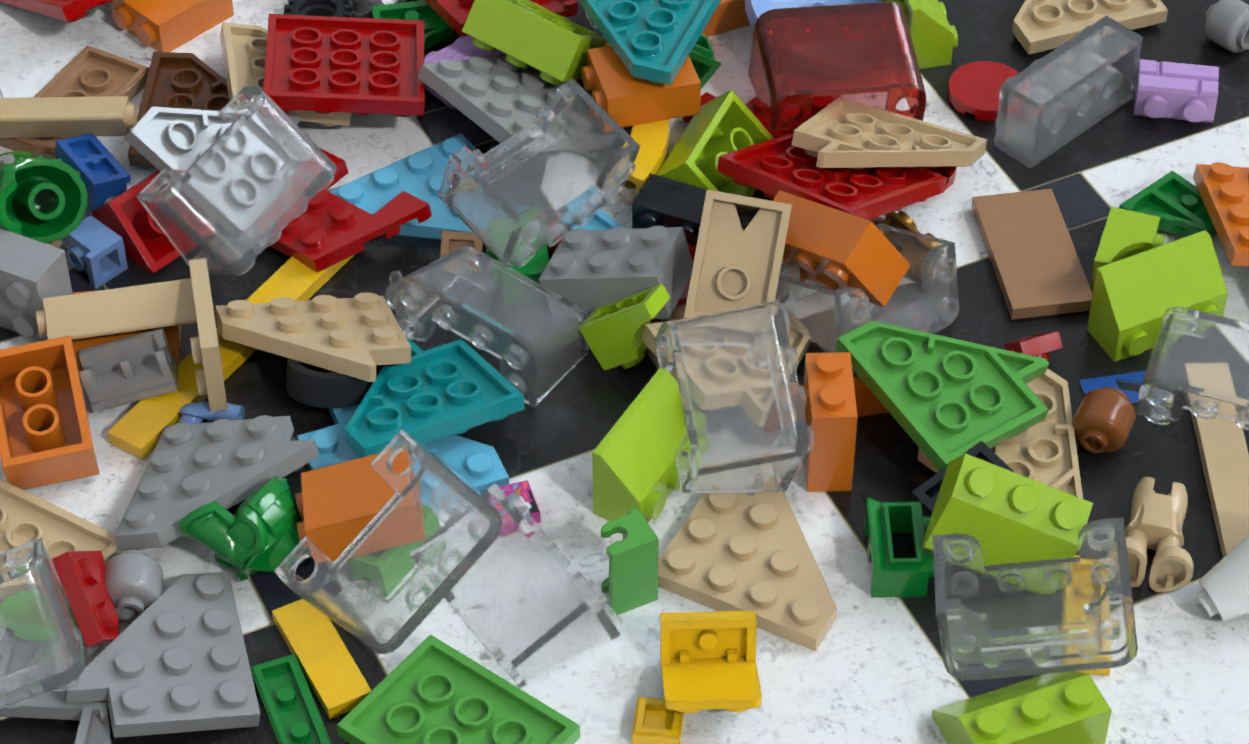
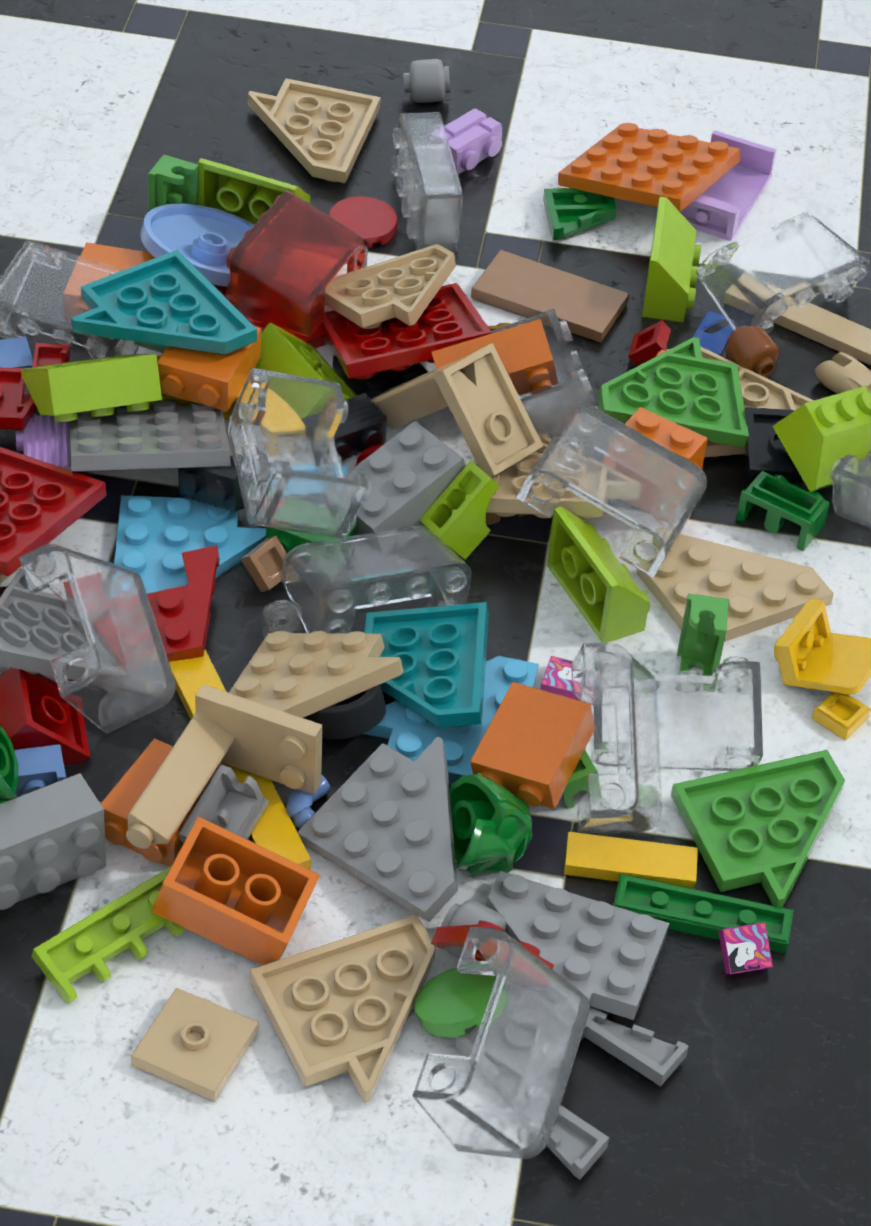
camera: 60 degrees left, 0 degrees up
(1125, 236) = (592, 251): lime arch -> none

